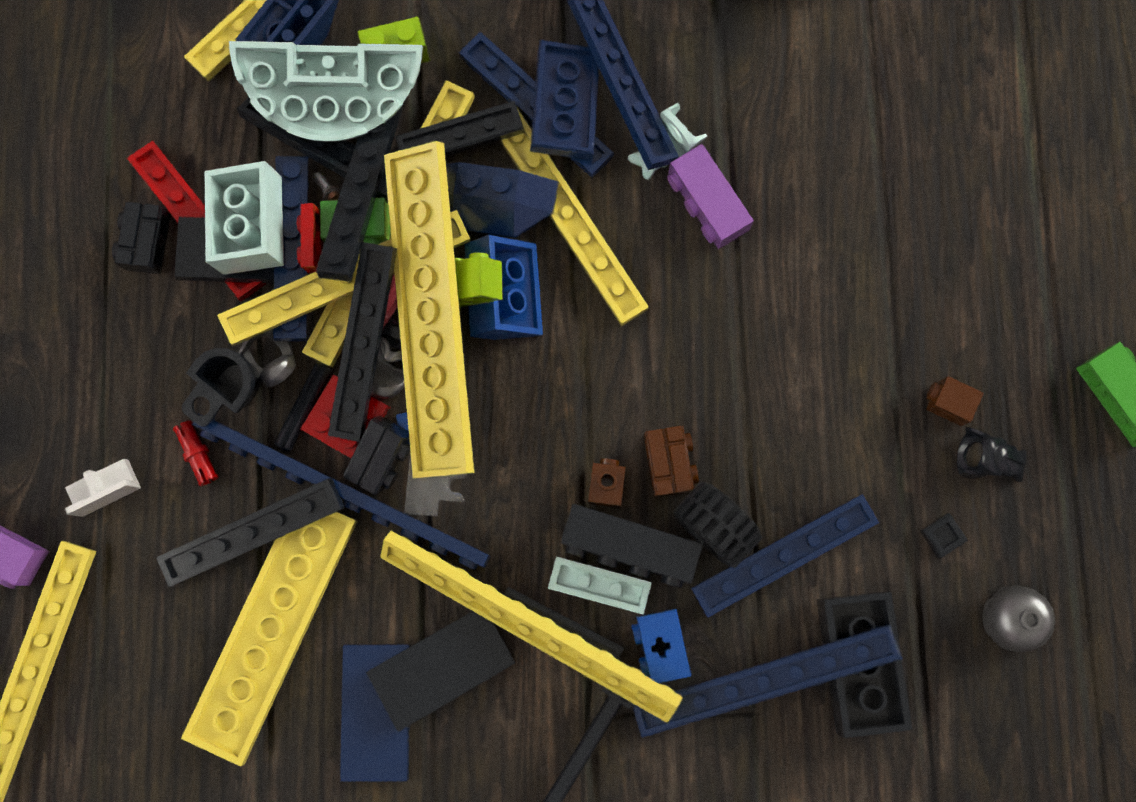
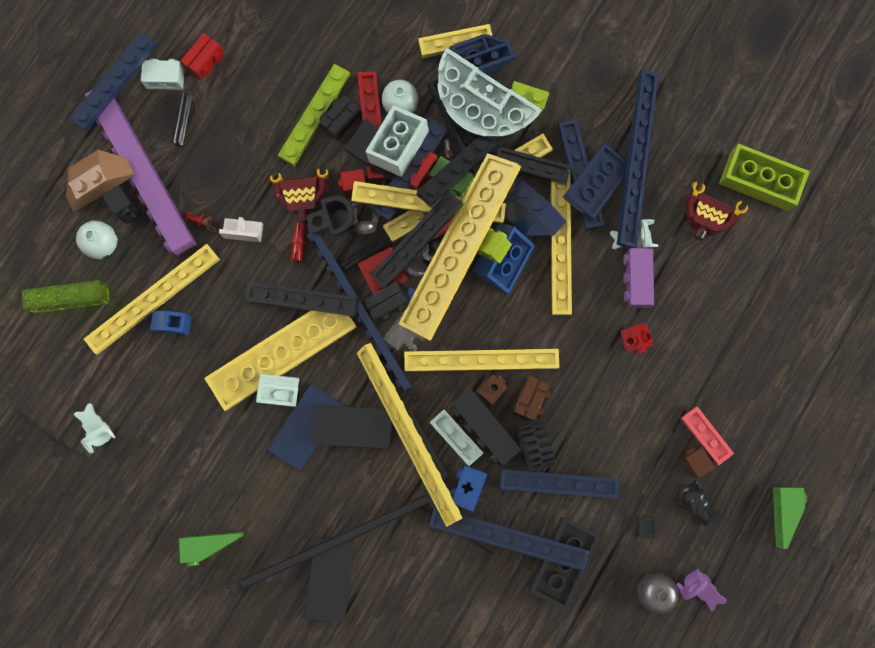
camera: 25 degrees right, 0 degrees up
(34, 512) = (202, 220): none -> piece
(81, 689) = (171, 322): none -> blue slope
(101, 273) = (310, 120): none -> lime plate
(152, 380) = (300, 193): none -> dark red torso
(207, 317) = (348, 178): none -> red brick
(209, 150) = (400, 94): none -> light aqua cylinder
(299, 685) = (277, 390): none -> light aqua plate
(563, 453) = (481, 360): none -> light yellow plate
(749, 47) = (709, 214): none -> dark red torso
(761, 283) = (637, 339): none -> red brick
(942, 355) = (707, 435): none -> coral plate
(1072, 570) = (700, 585): none -> medium lavender hair

